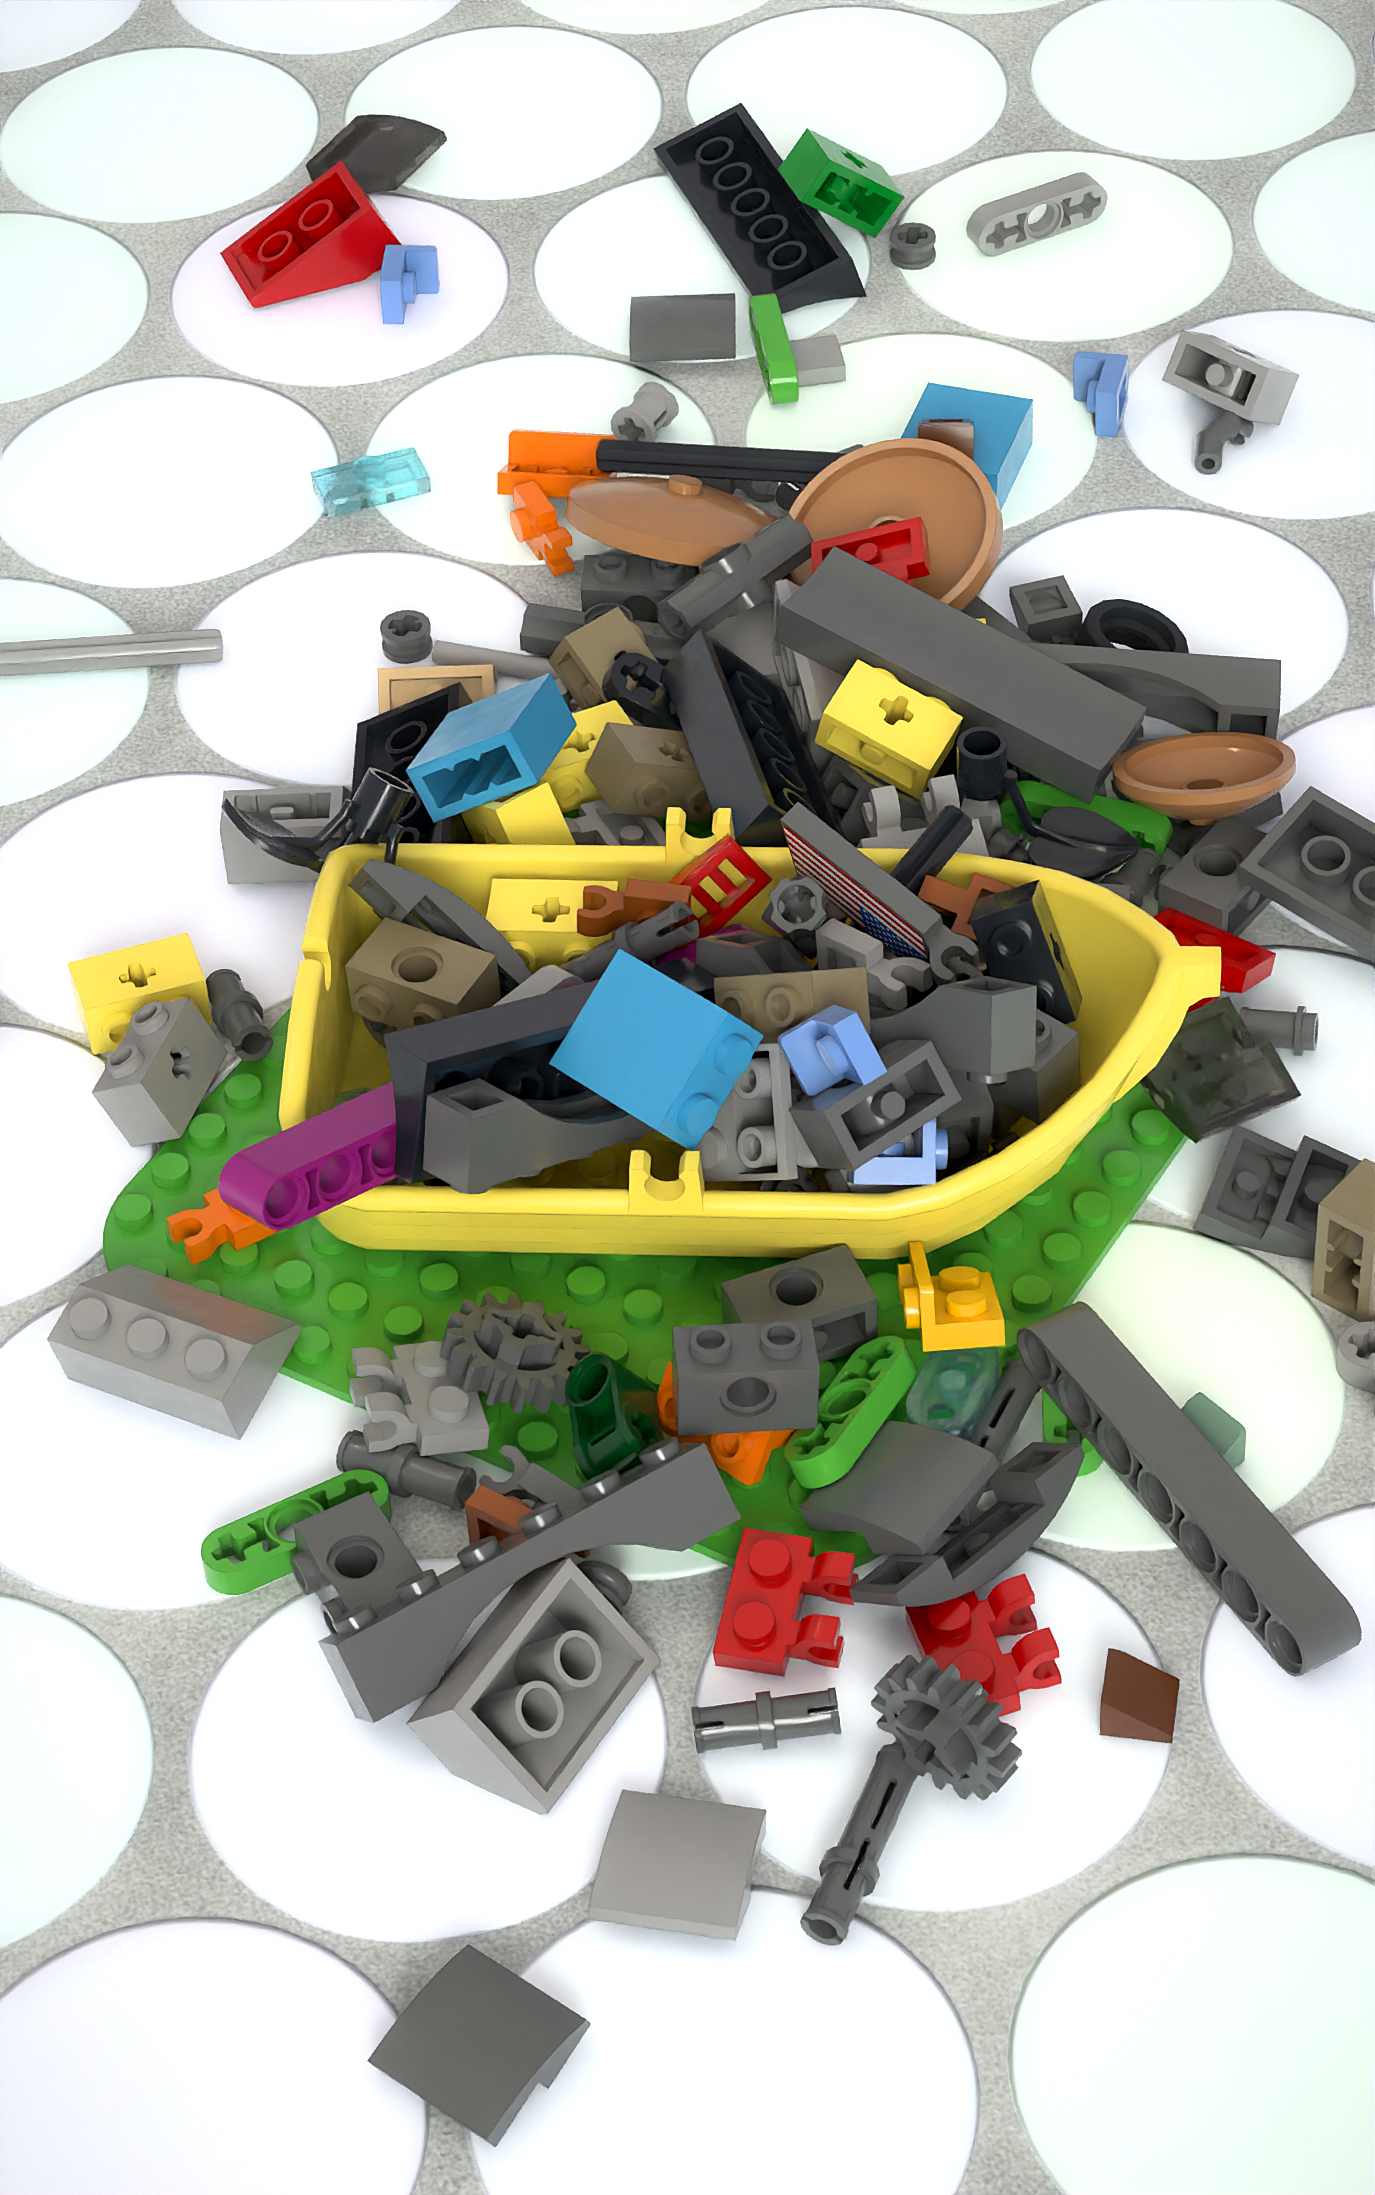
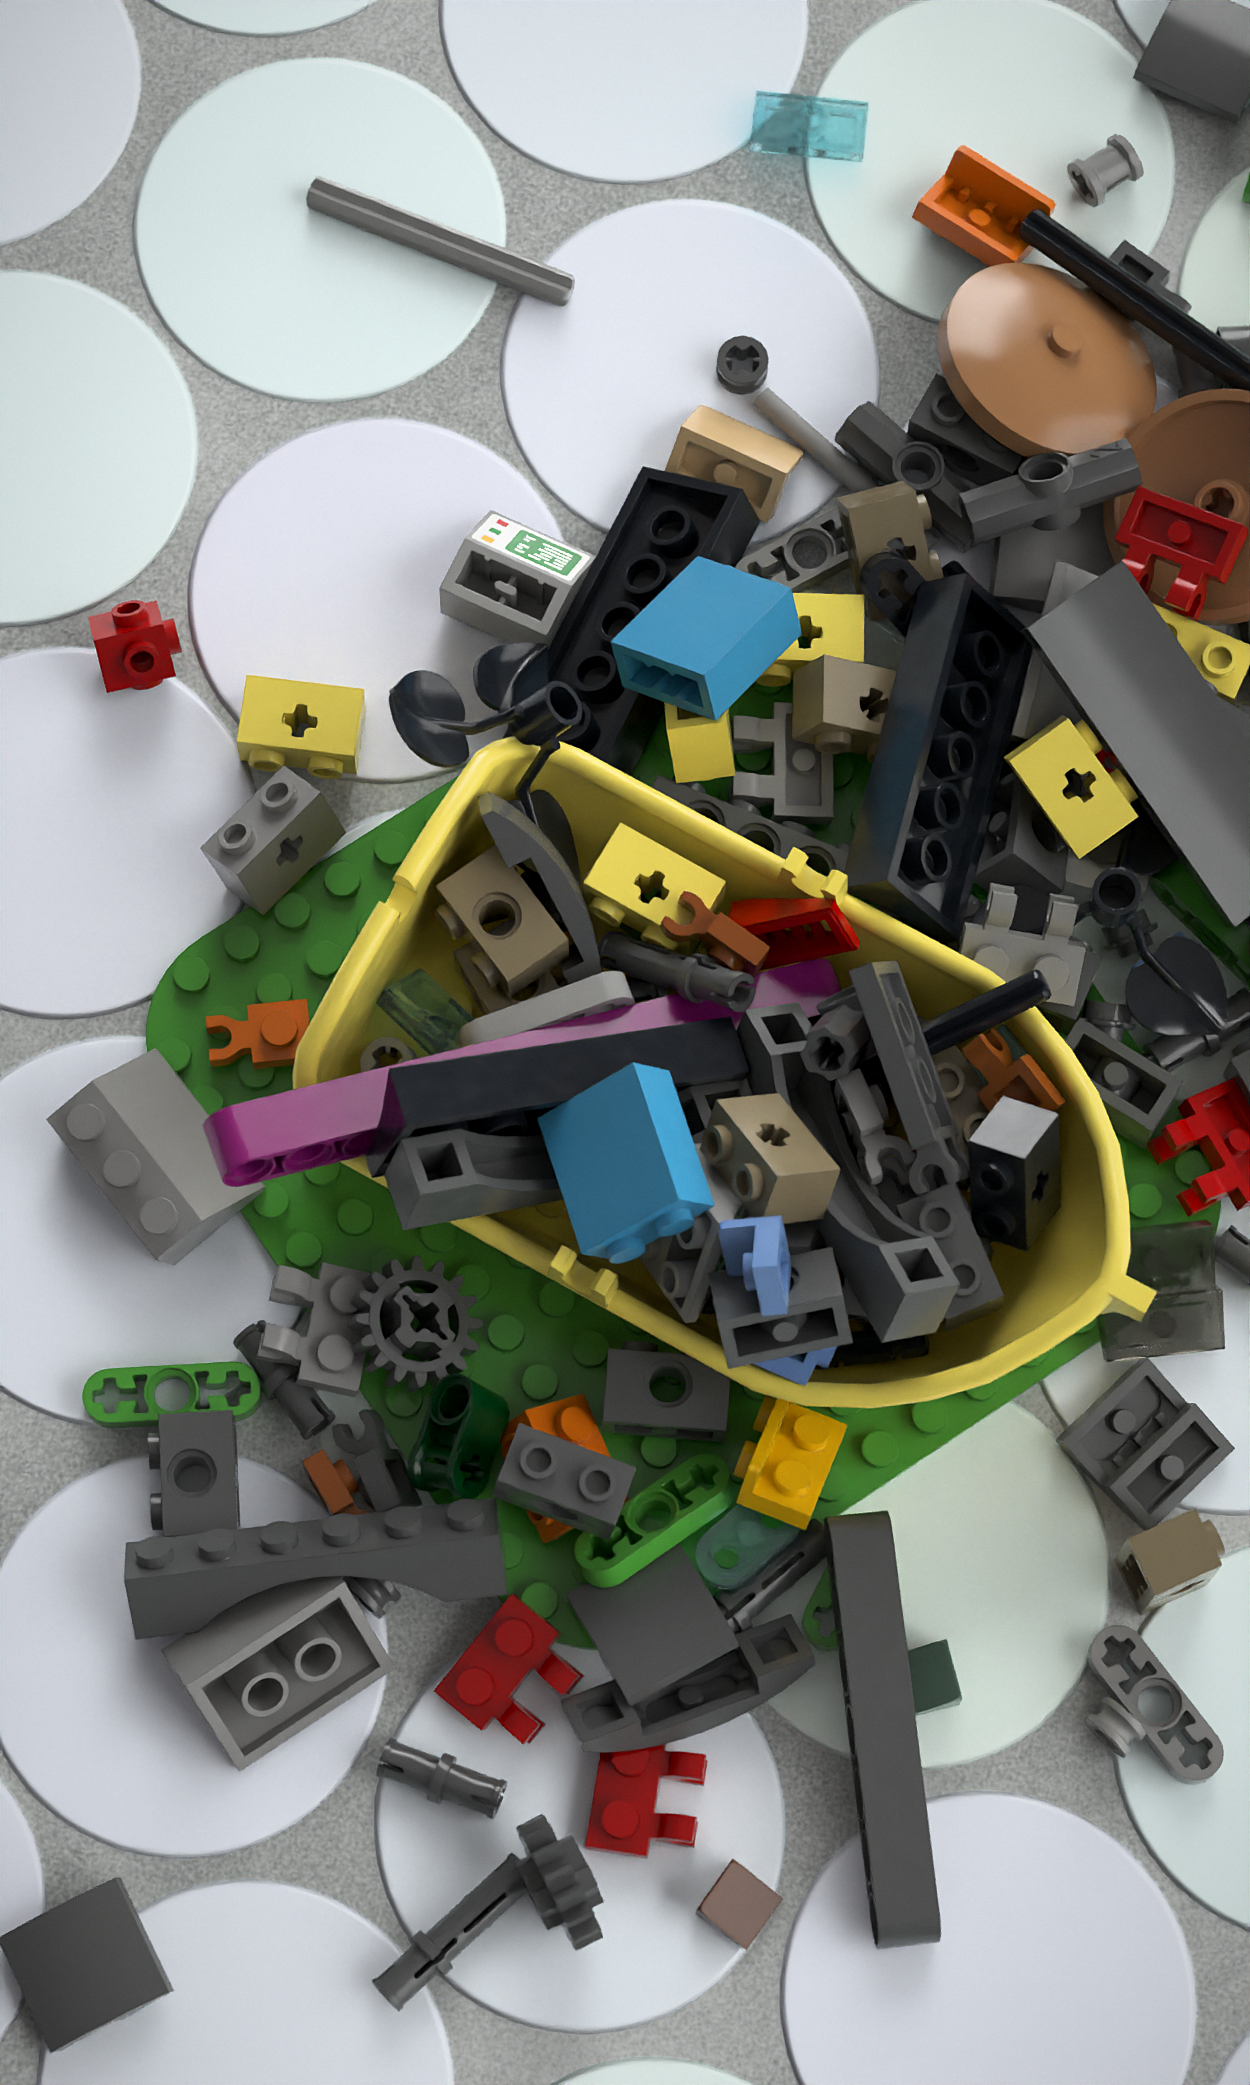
camera: 20 degrees right, 30 degrees up
(238, 1015) = (372, 794): dark grey pin -> none
(537, 525) = (927, 275): orange plate -> none
(677, 1865) = (308, 1879): light grey slope -> none

